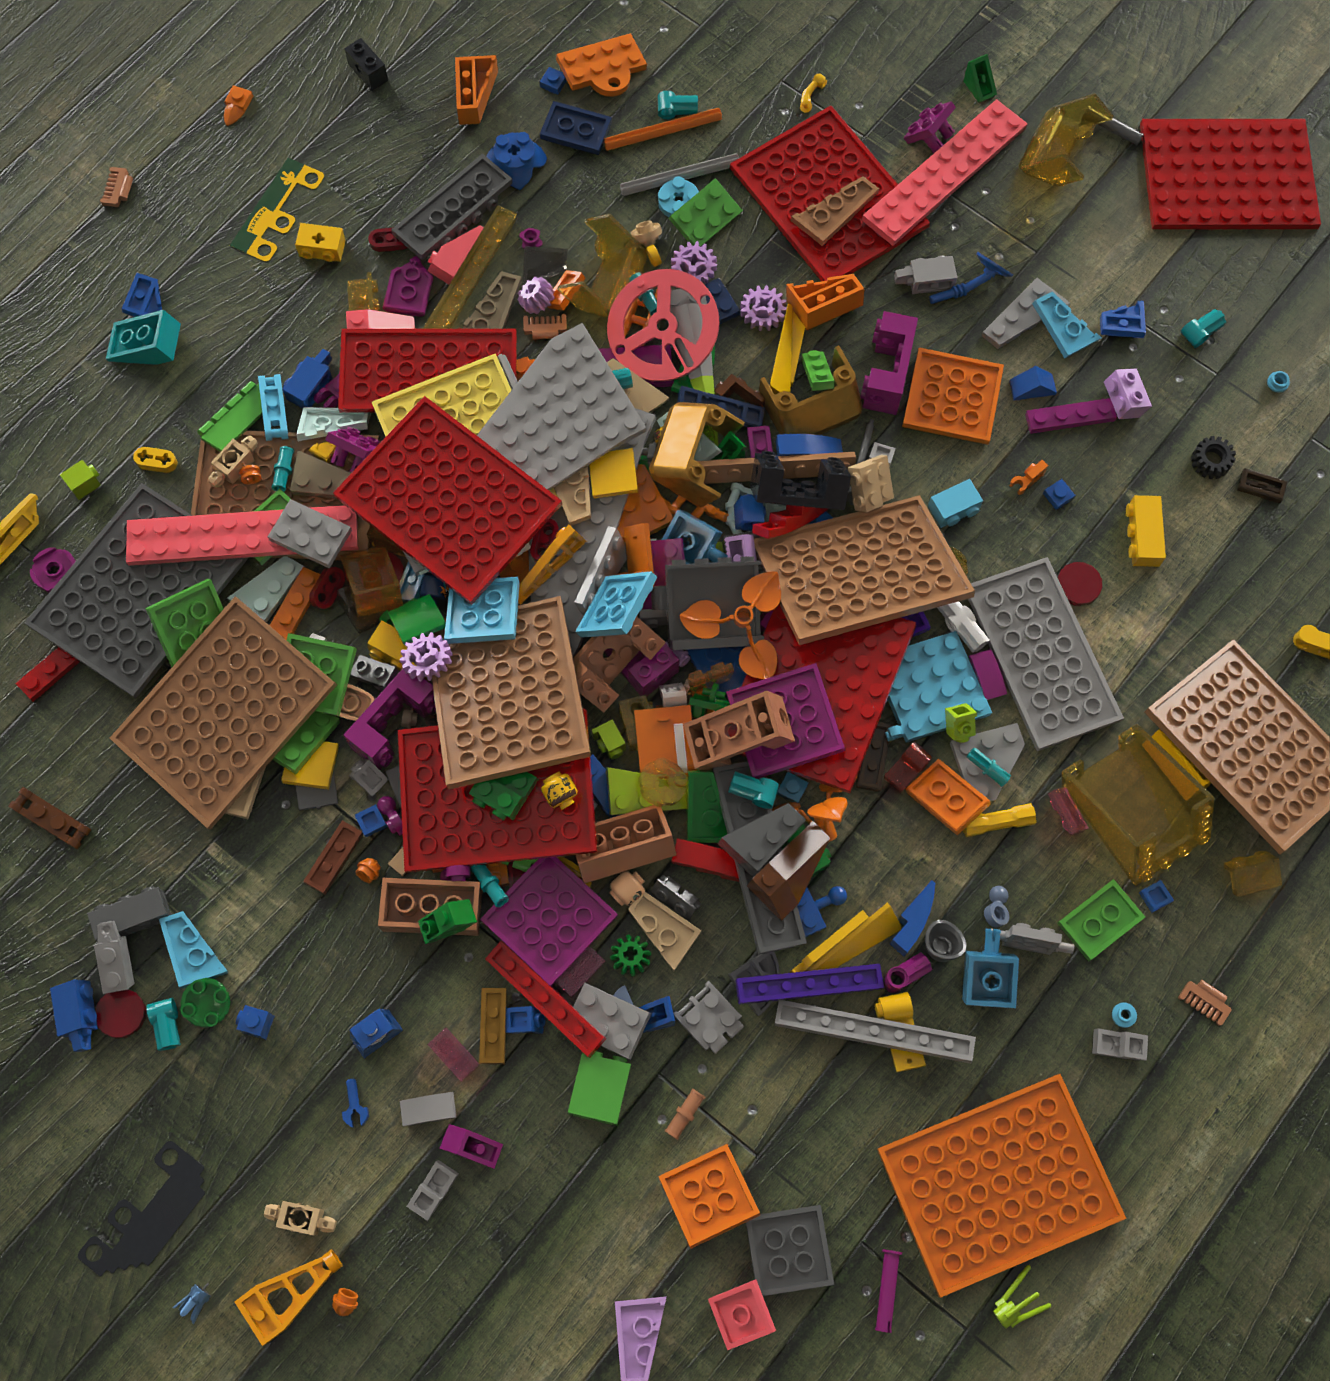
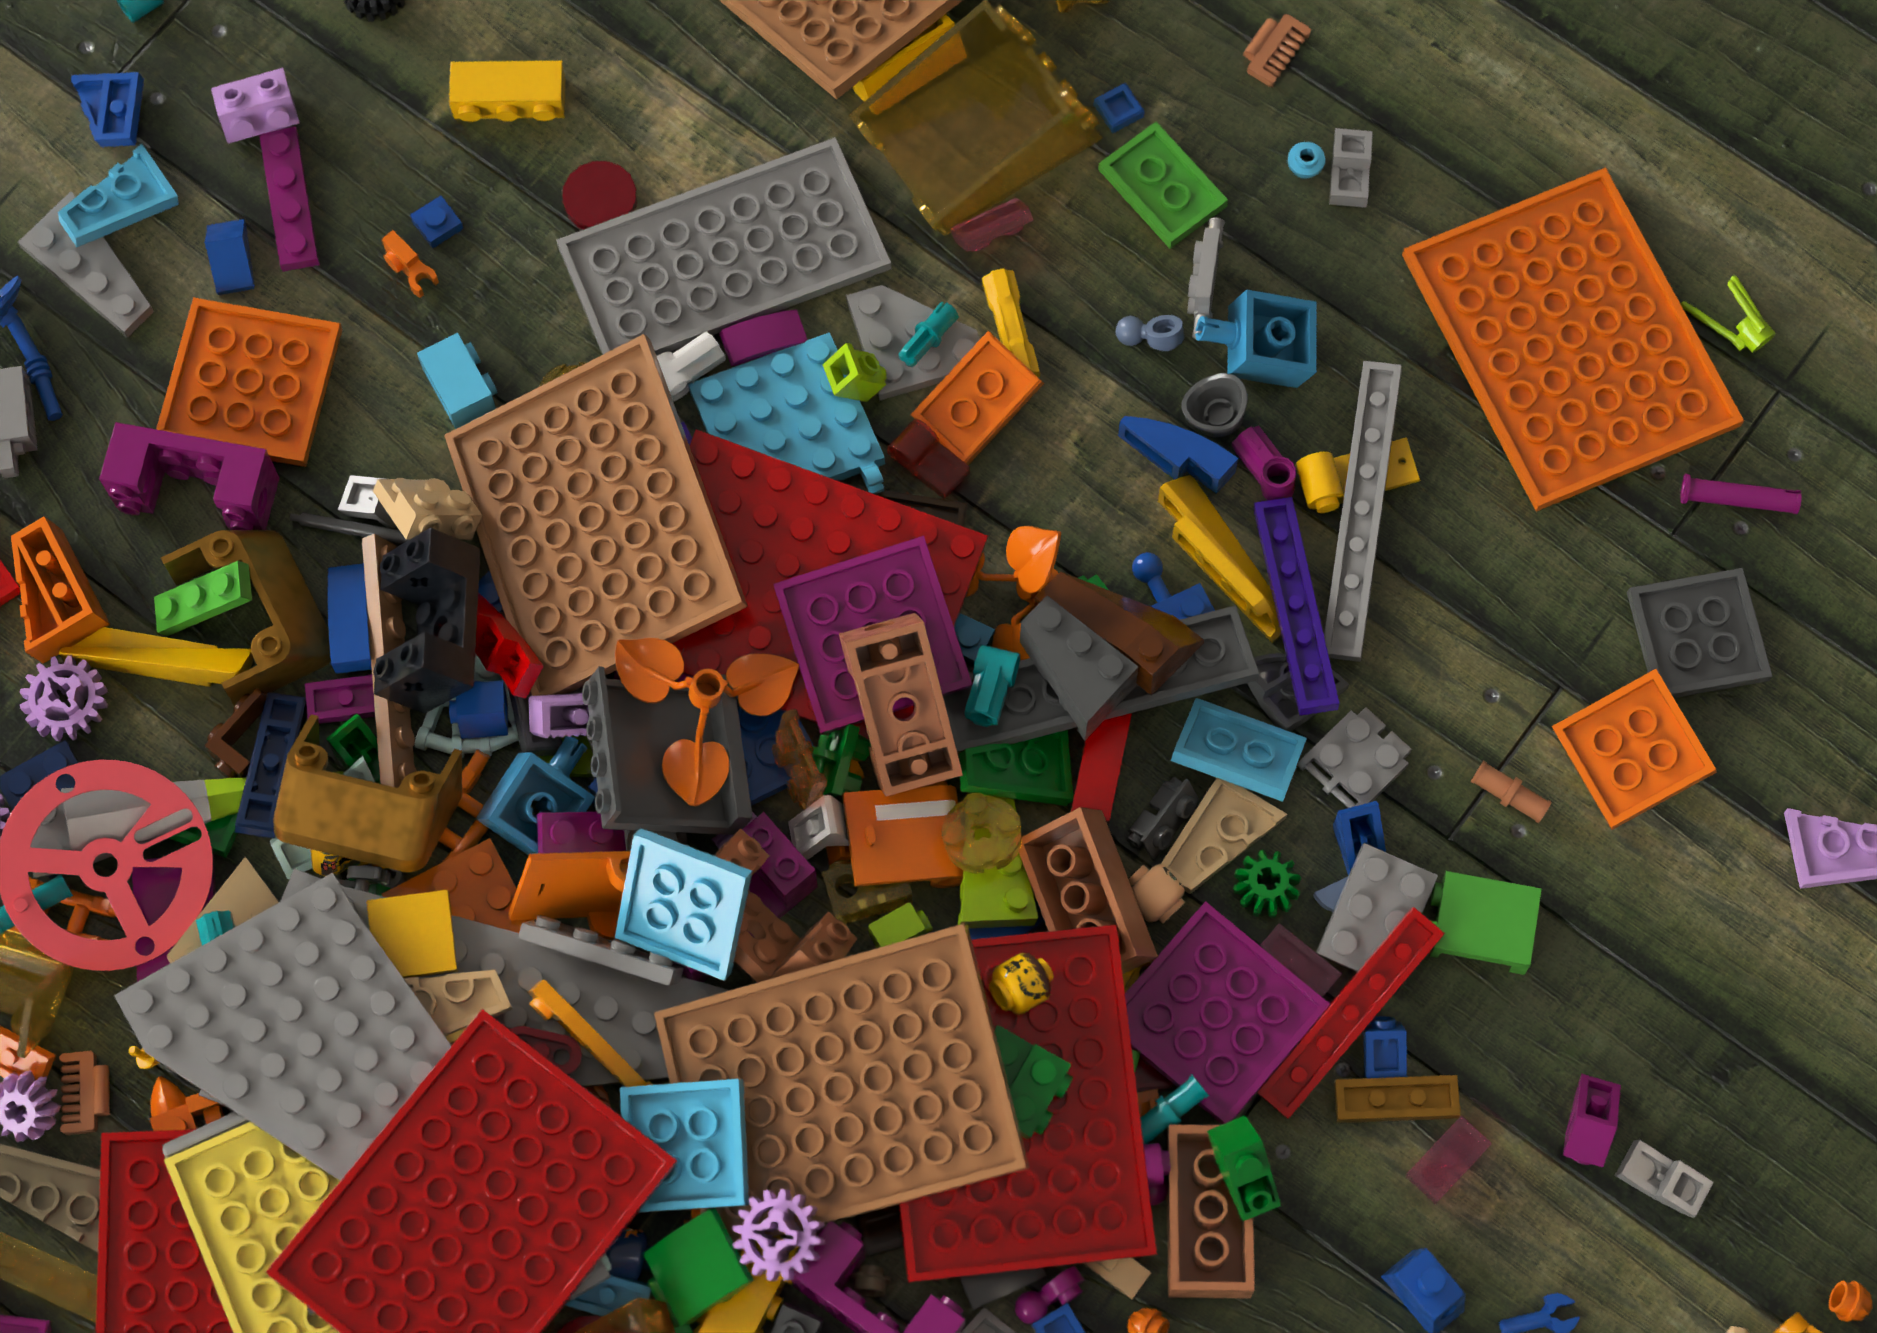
camera: 90 degrees left, 0 degrees up
(428, 1109) = (1539, 1195): light grey slope -> none
(715, 943) = (1239, 749): none -> medium azure plate
(741, 1314) = (1801, 697): coral plate -> none

